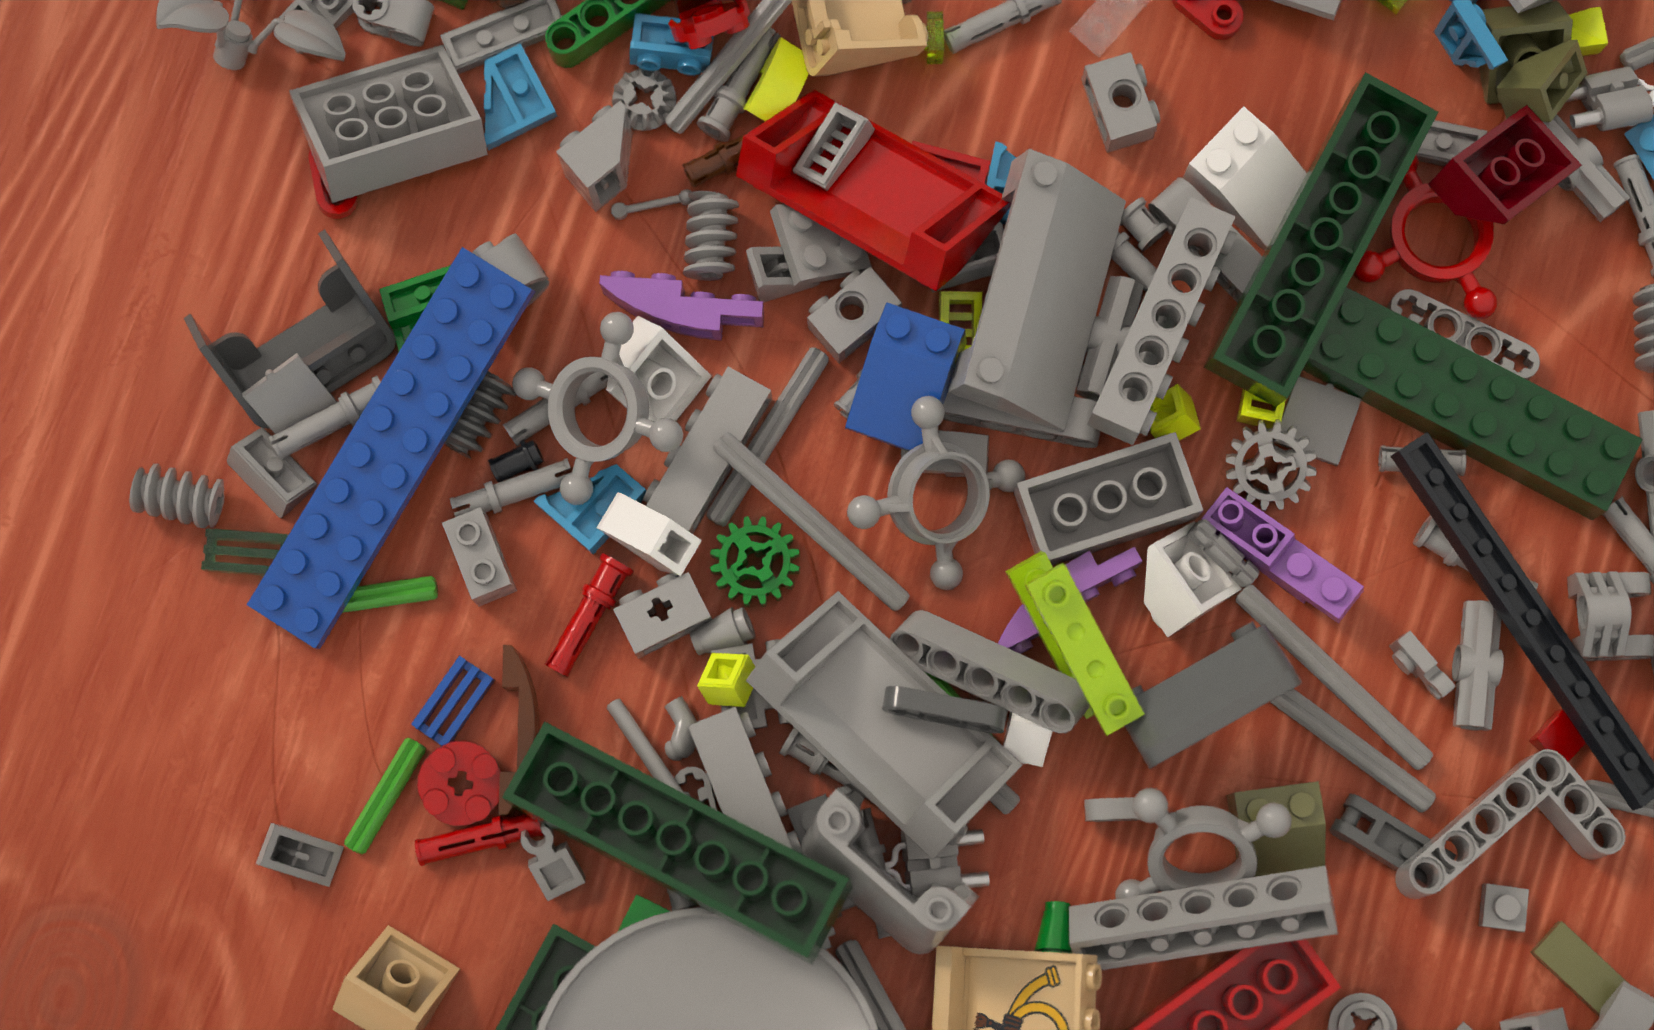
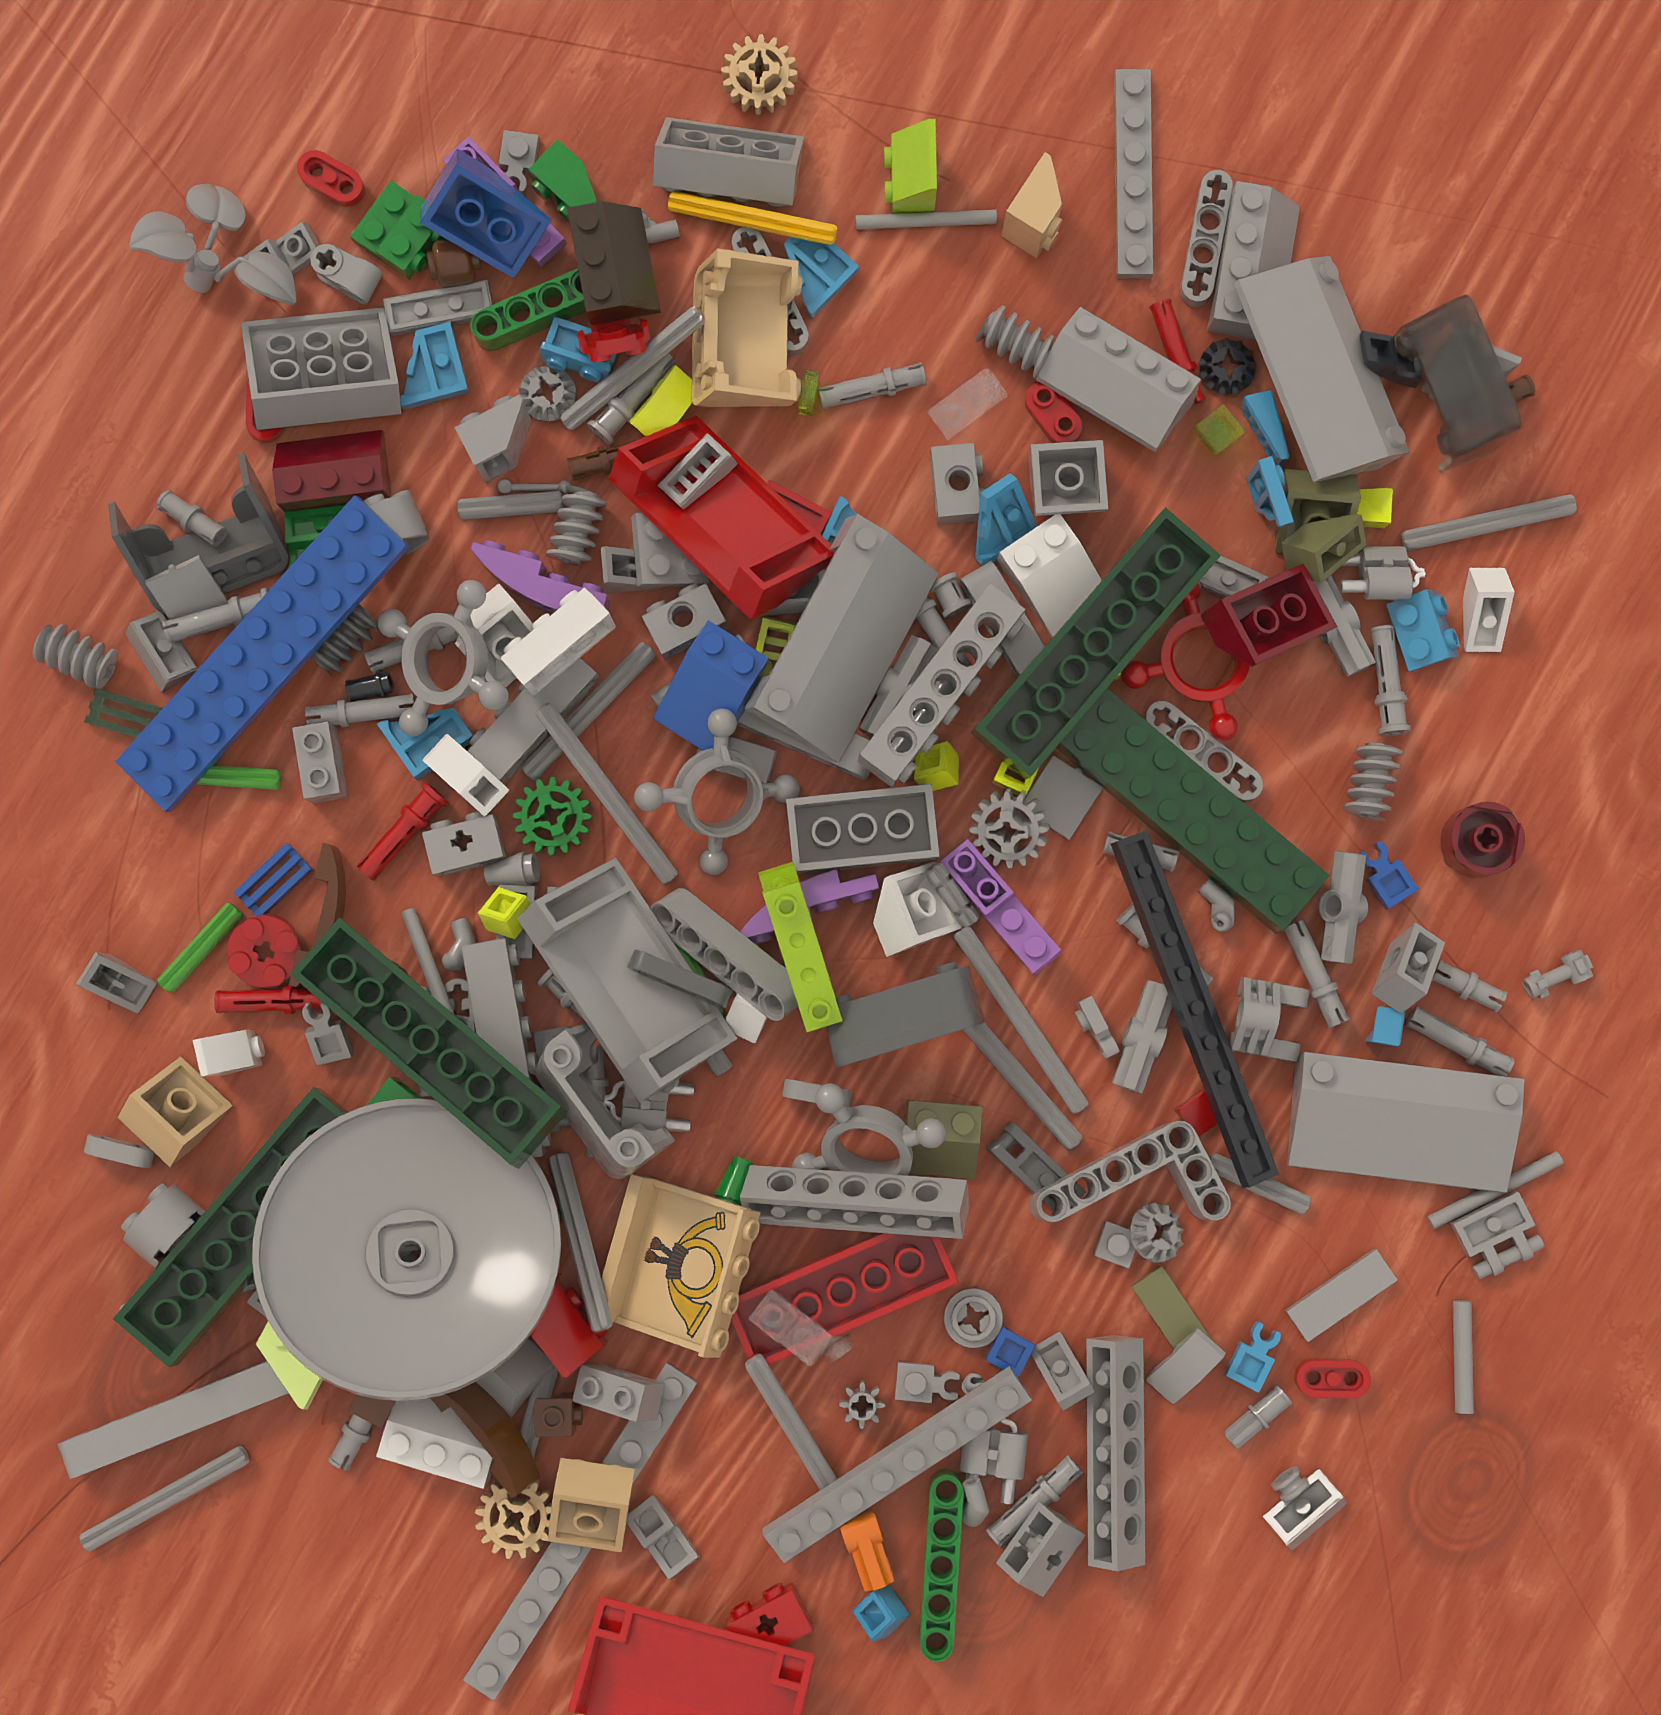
camera: 10 degrees right, 5 degrees up
(276, 317) = (191, 518): none -> light grey pin
(421, 232) = (330, 470): none -> dark red slope
(446, 906) = (229, 1052): none -> white slope
(629, 229) = (509, 505): none -> light grey axle
(722, 360) = (558, 640): none -> white slope
(1181, 128) = (1002, 518): none -> dark azure wing
(1243, 67) = (1068, 478): none -> light grey slope
(1526, 501) = (1222, 905): none -> light grey arm
(1532, 884) = (1143, 1230): none -> light grey gear

